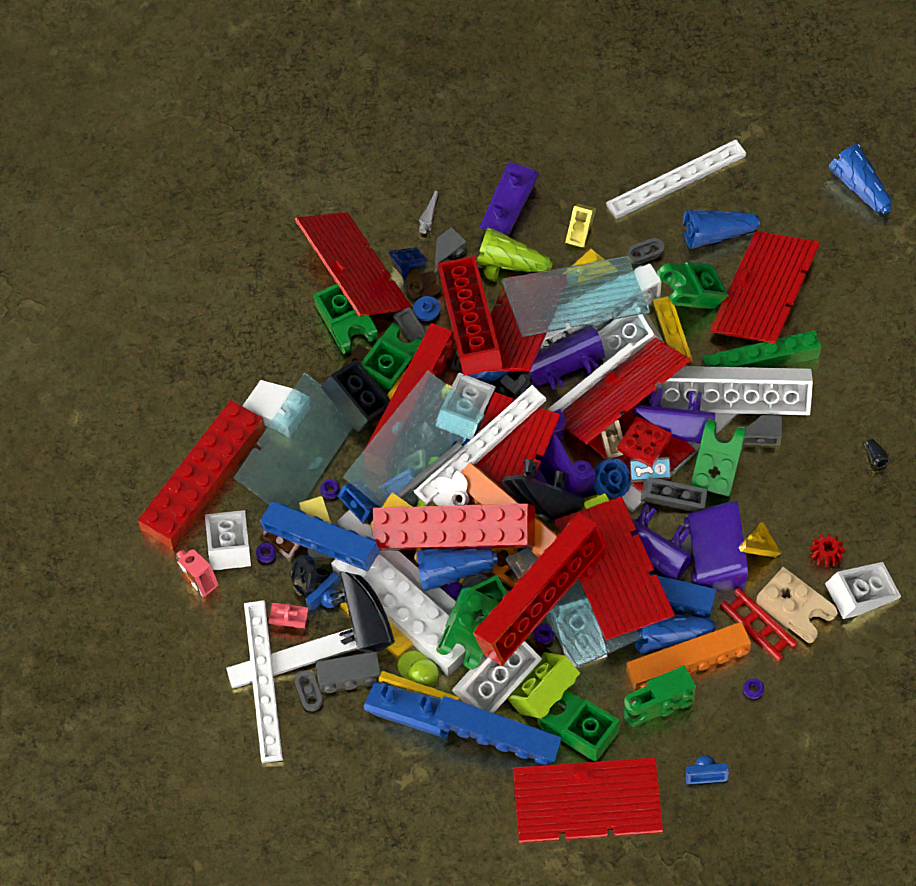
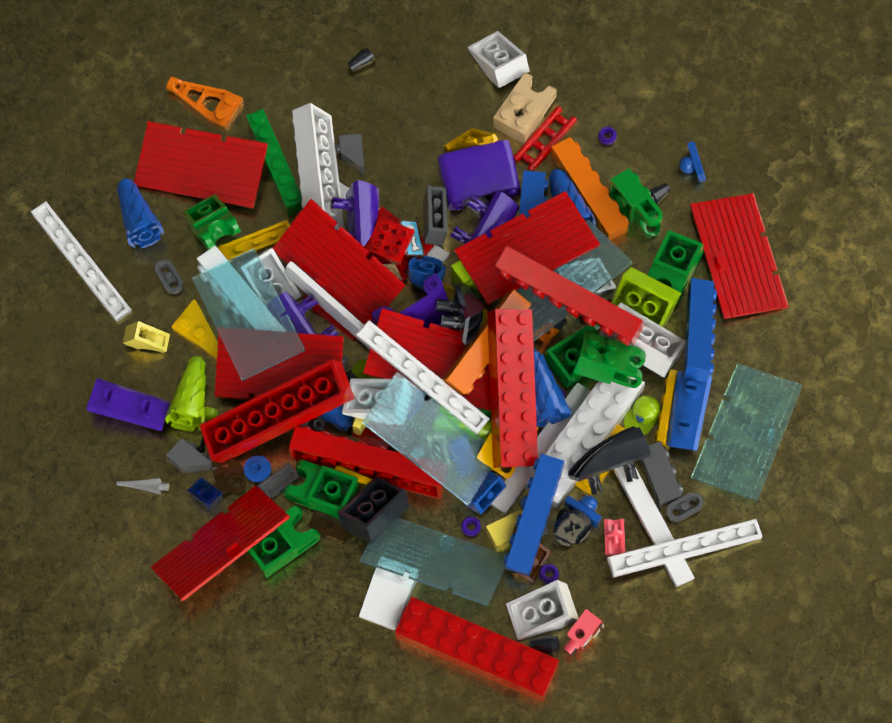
camera: 100 degrees left, 5 degrees up
(193, 537) = (547, 644): none -> black cone
(381, 770) = (747, 432): none -> clear light blue door
(430, 469) = (453, 420): dark grey bar -> none
(450, 488) = (474, 395): white plate -> none
(672, 725) = (660, 192): none -> black cone
(718, 453) = (396, 179): brick -> none
(833, 545) = (465, 89): red gear -> none
(834, 321) = (225, 109): none -> orange plate
(861, 178) = (67, 96): blue cone -> none

